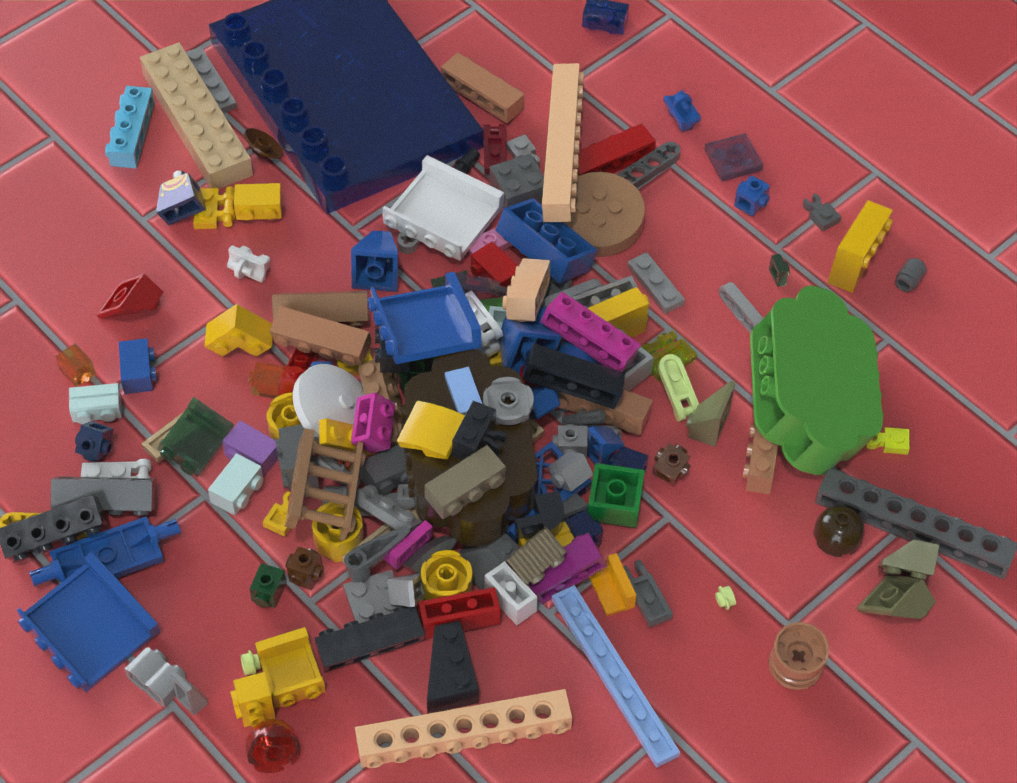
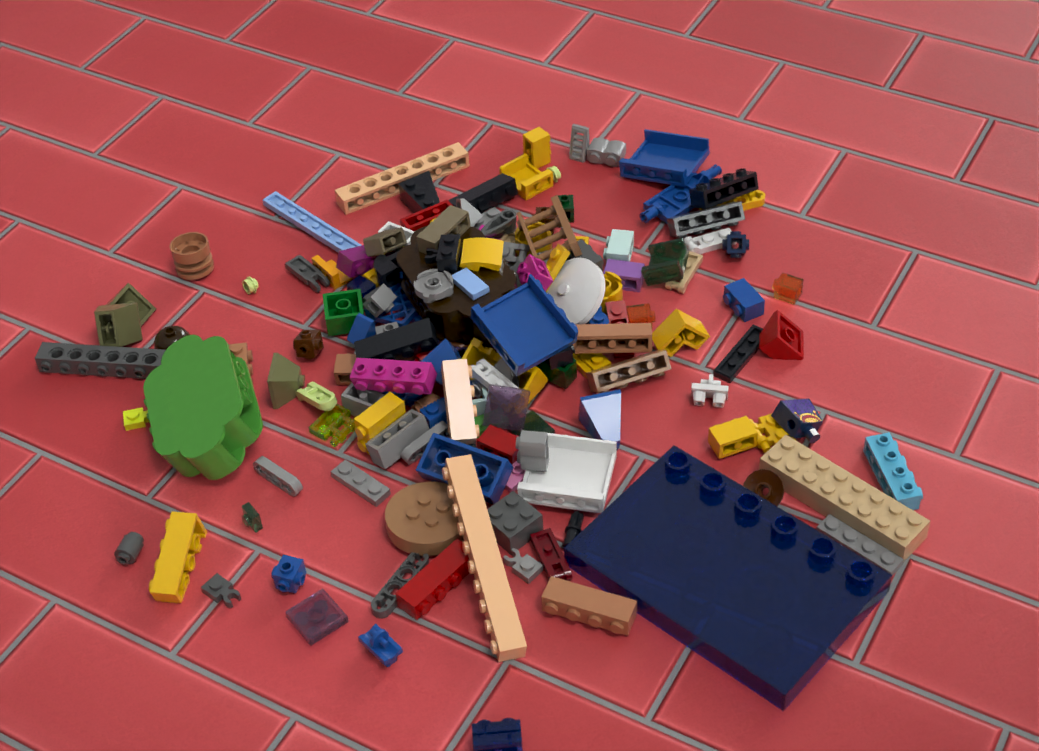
camera: 165 degrees right, 10 degrees down
(95, 403) = (756, 269): light aqua brick -> none
(181, 308) = (739, 355): none -> black tile
(272, 745) = (512, 137): clear red cylinder -> none
(472, 213) = (533, 450): none -> light grey brick
(629, 458) = (337, 339): clear blue brick -> none

